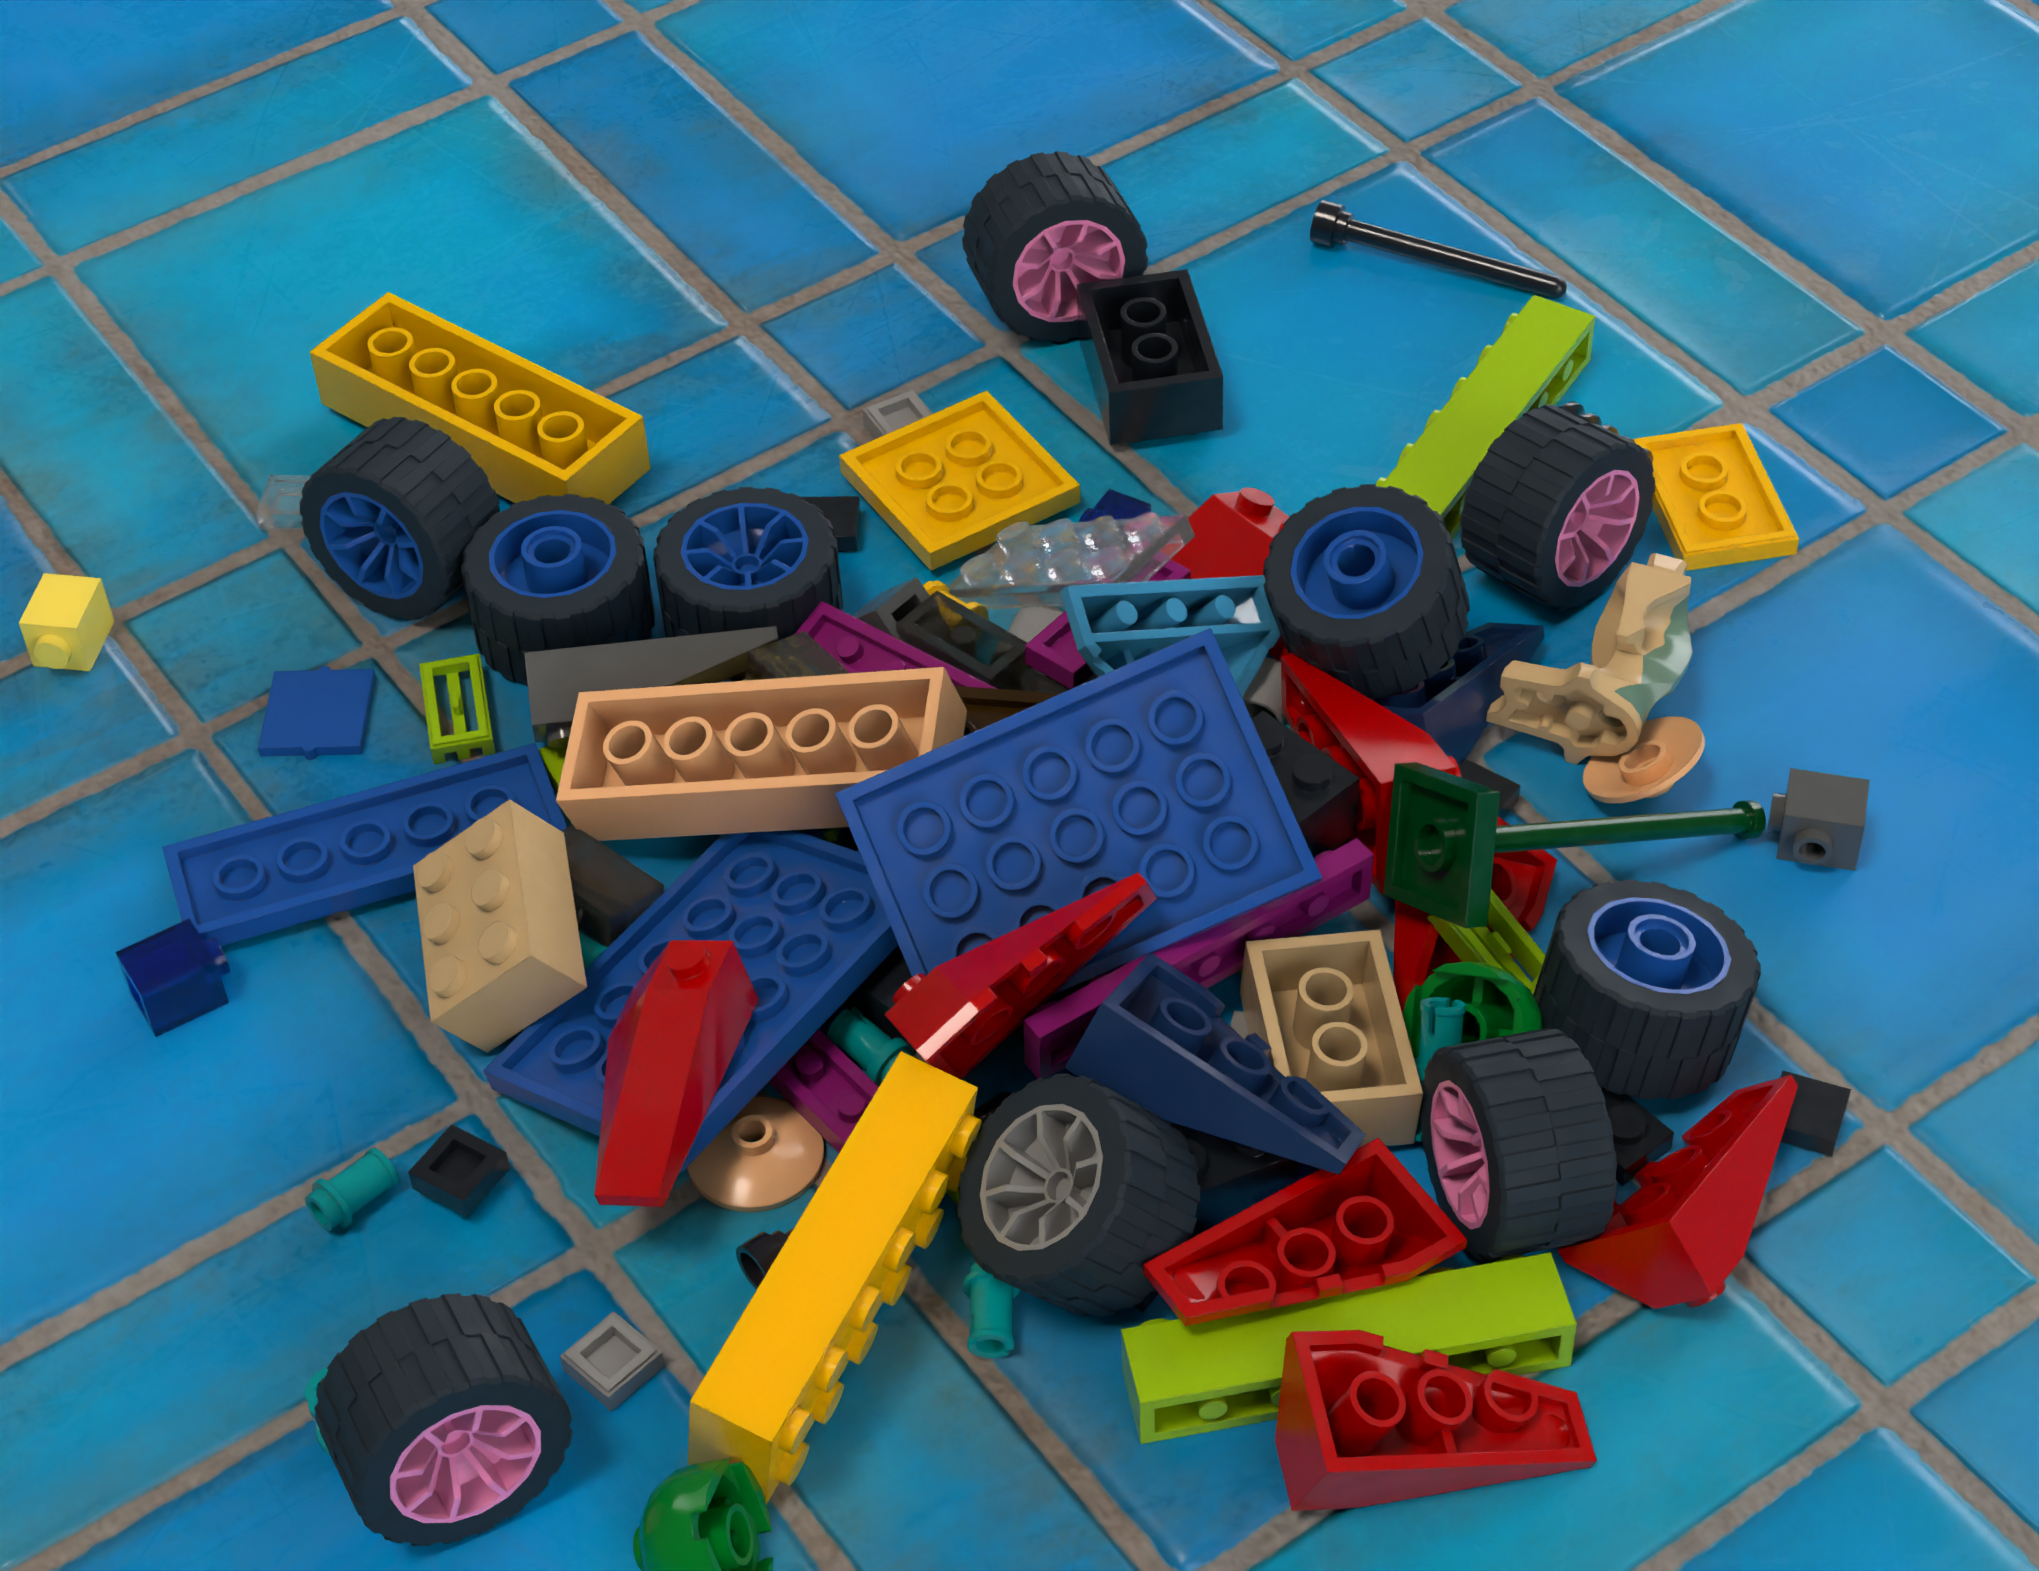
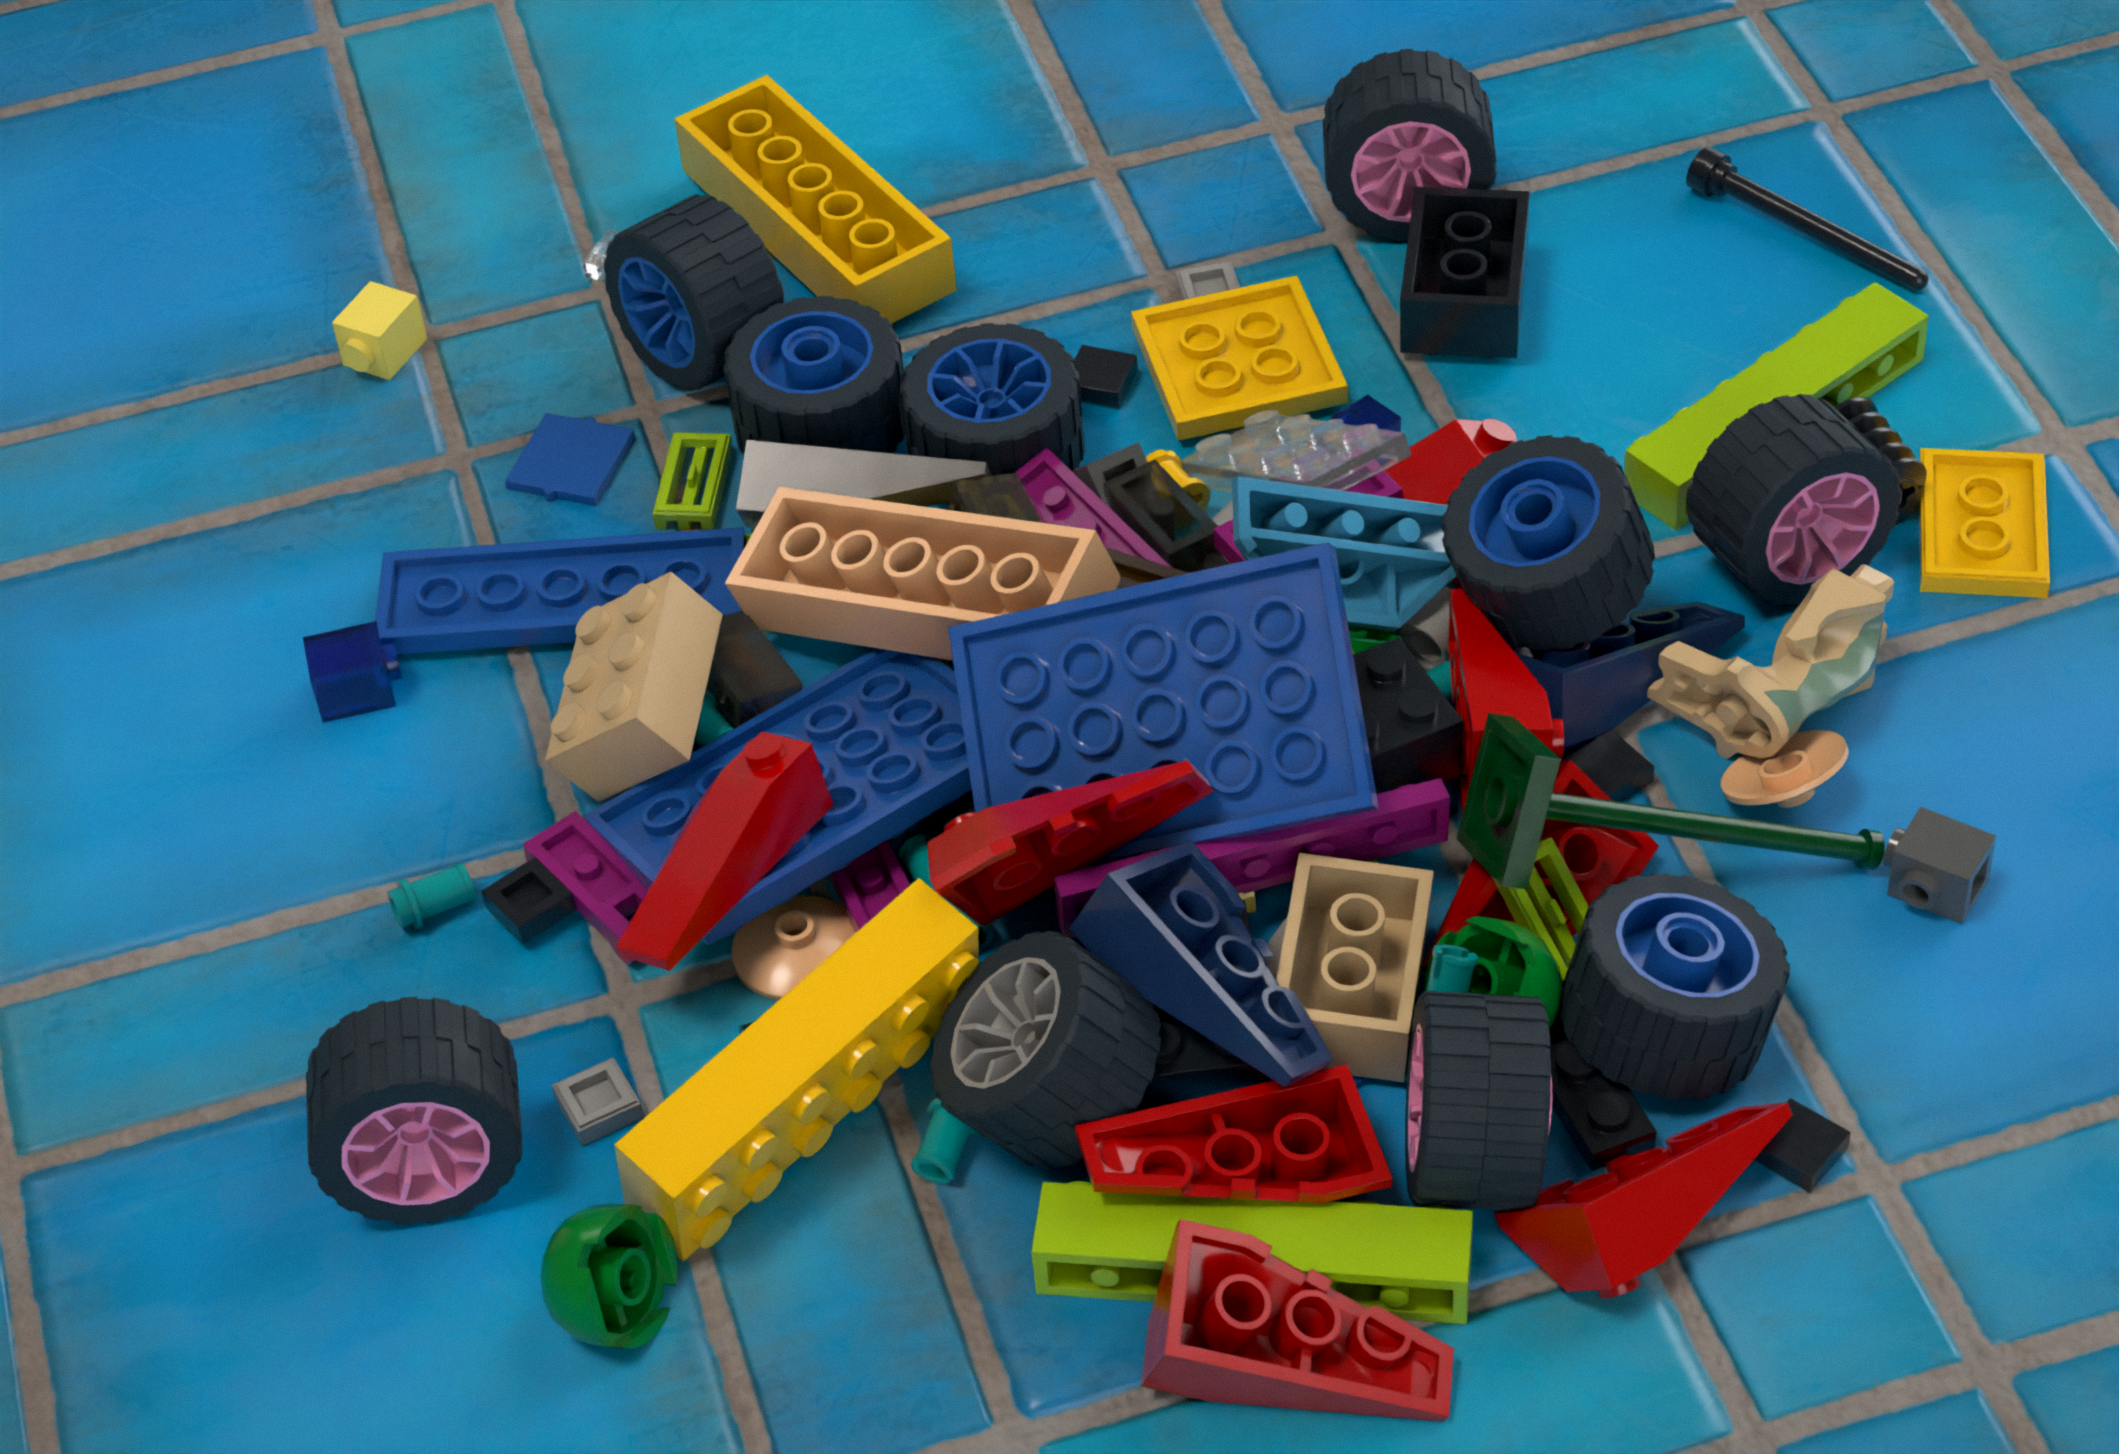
camera: 20 degrees right, 0 degrees up
(531, 1134) = (592, 872): none -> magenta plate

